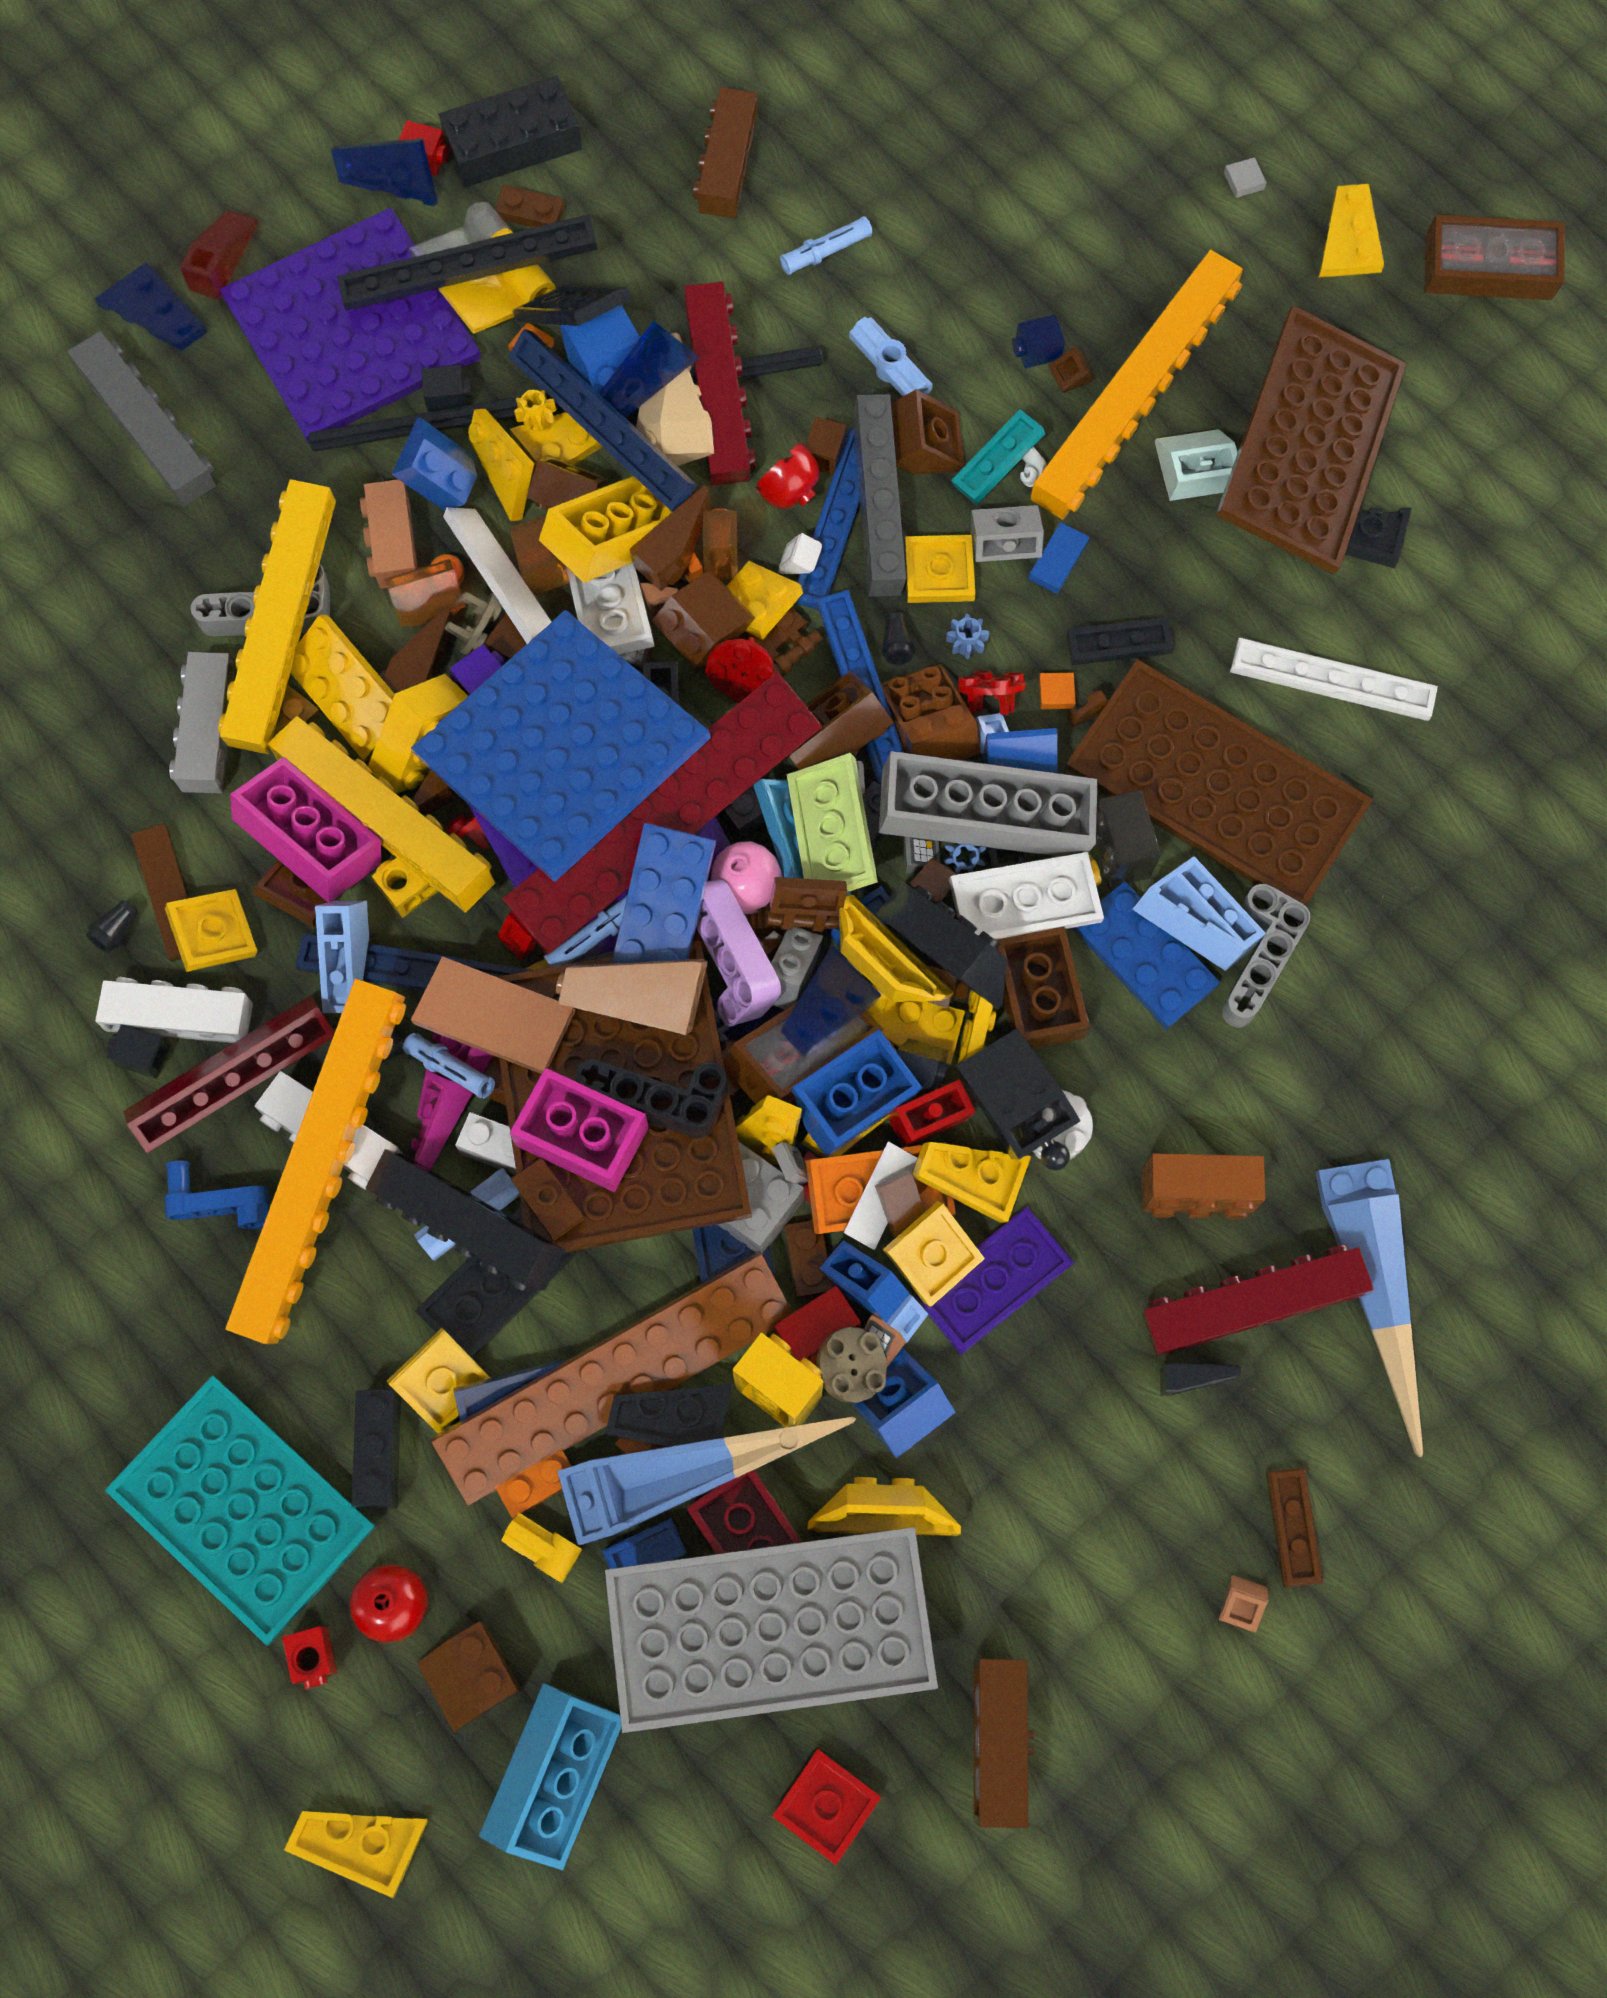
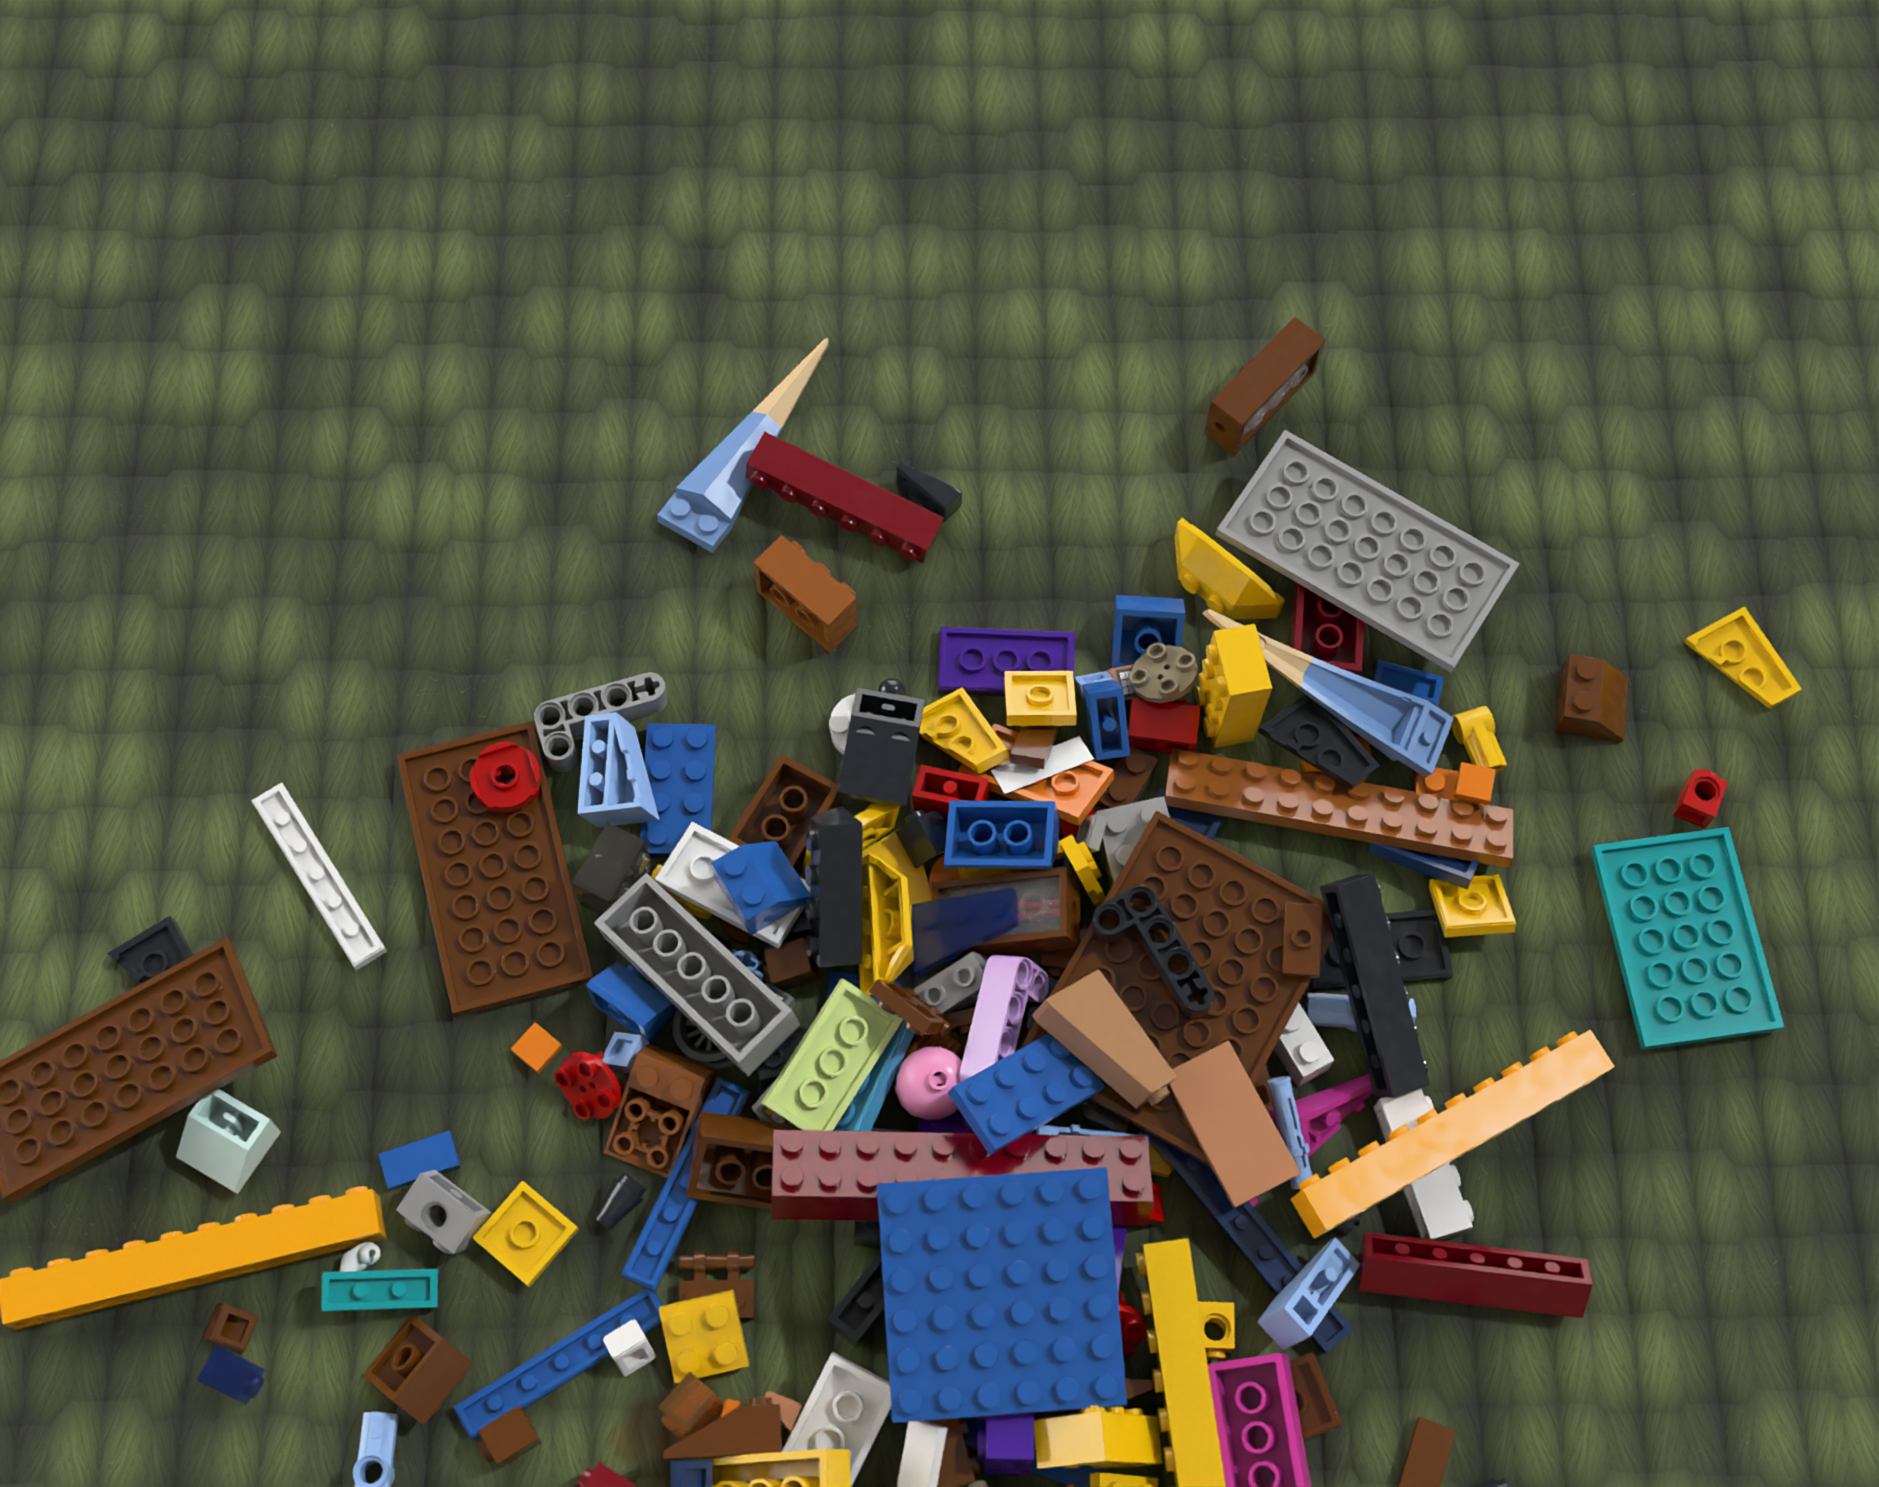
camera: 140 degrees left, 5 degrees down
(137, 1051) = (1537, 1364): black brick -> none
(175, 1011) = (1482, 1375): white brick -> none
(210, 930) = (1403, 1420): yellow plate -> none
(248, 1202) = (1527, 1161): blue beam -> none
(376, 1449) = (1555, 894): black brick -> none
(406, 1603) = (1618, 791): red cylinder -> none
(514, 1492) = (1474, 783): none -> orange tile
(551, 1777) = (1581, 597): dark azure slope -> none
(579, 1129) = (1240, 961): dark pink brick -> none
(702, 617) = (768, 1346): reddish brown slope -> none
(731, 659) = (776, 1275): red plate -> none
(790, 479) = (572, 1424): red cylinder -> none
(826, 1806) = (1406, 445): red plate -> none
(879, 495) = (512, 1341): dark grey brick -> none
(970, 627) = (562, 1161): medium blue gear -> none
(1005, 900) = (759, 884): none -> blue slope
(1092, 709) = (530, 1009): reddish brown tile -> none
(1119, 641) = (448, 1043): black plate -> none
(1244, 1603) = (1026, 350): nougat slope -> none
(1271, 862) = (509, 796): none -> red plate
(1294, 1527) = (951, 365): reddish brown tile -> none

